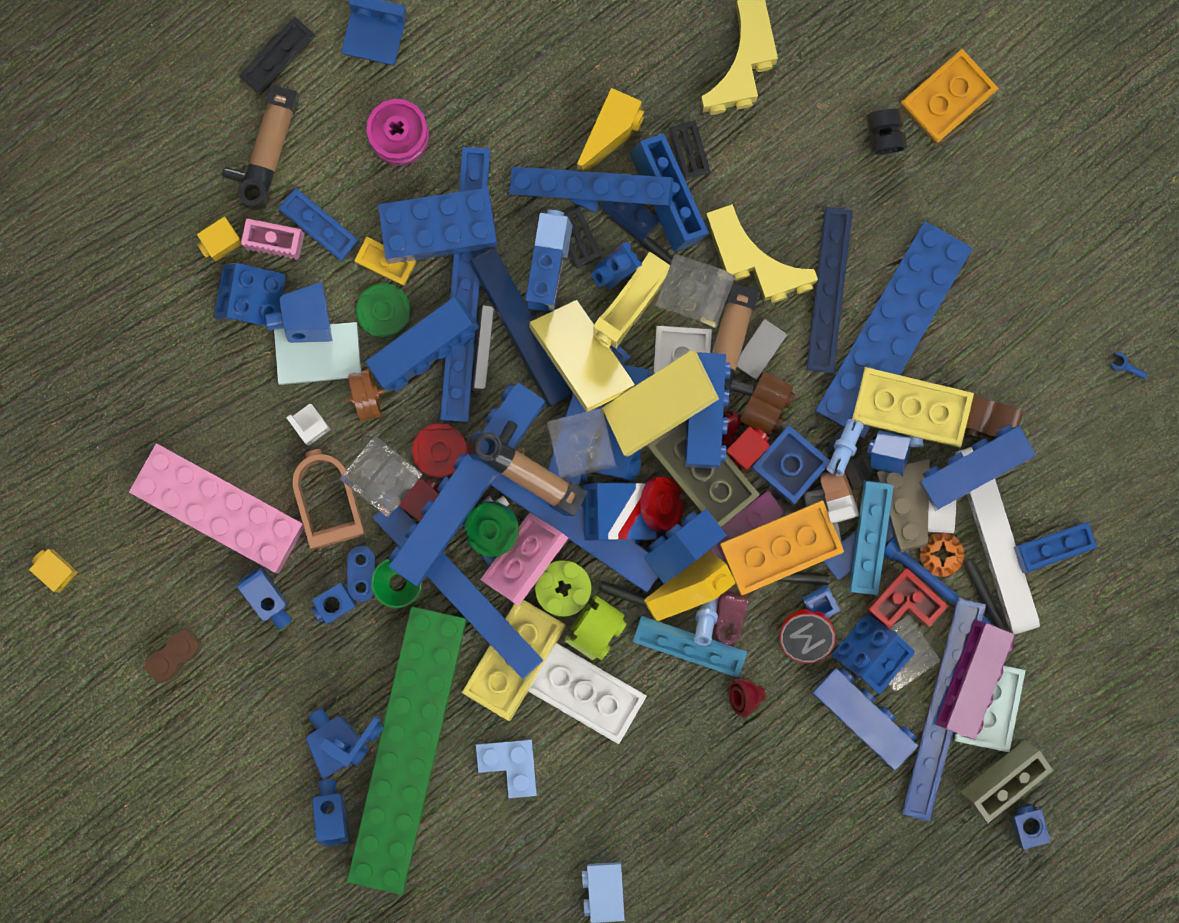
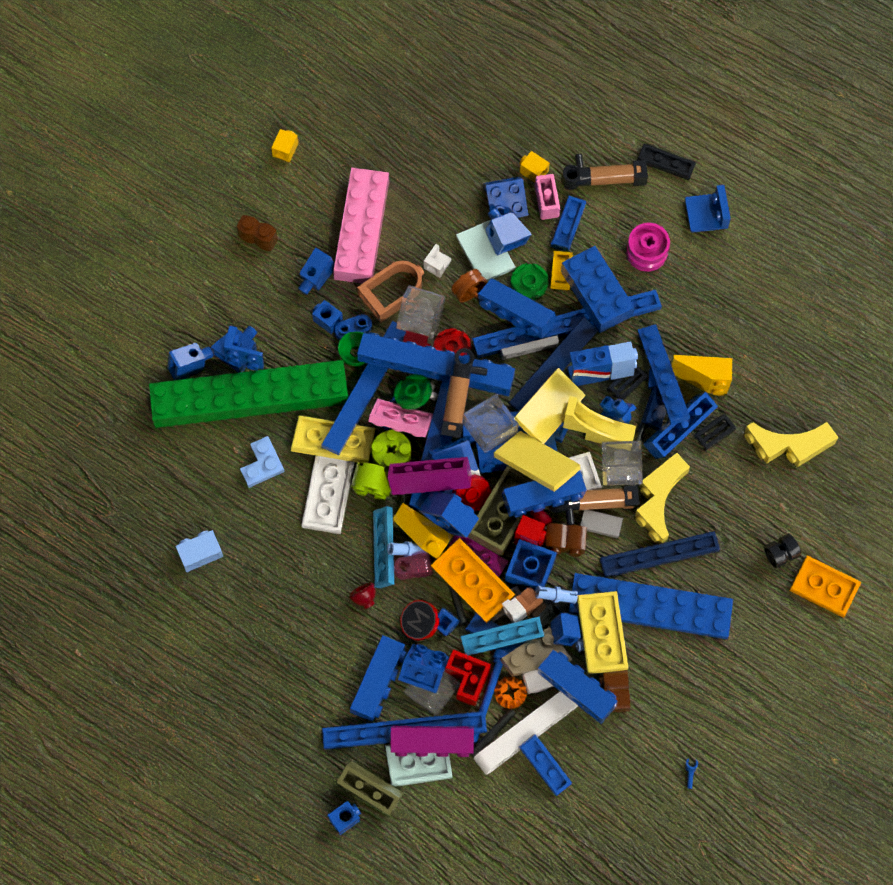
camera: 65 degrees right, 15 degrees down
(628, 553) = (429, 476): none -> magenta brick

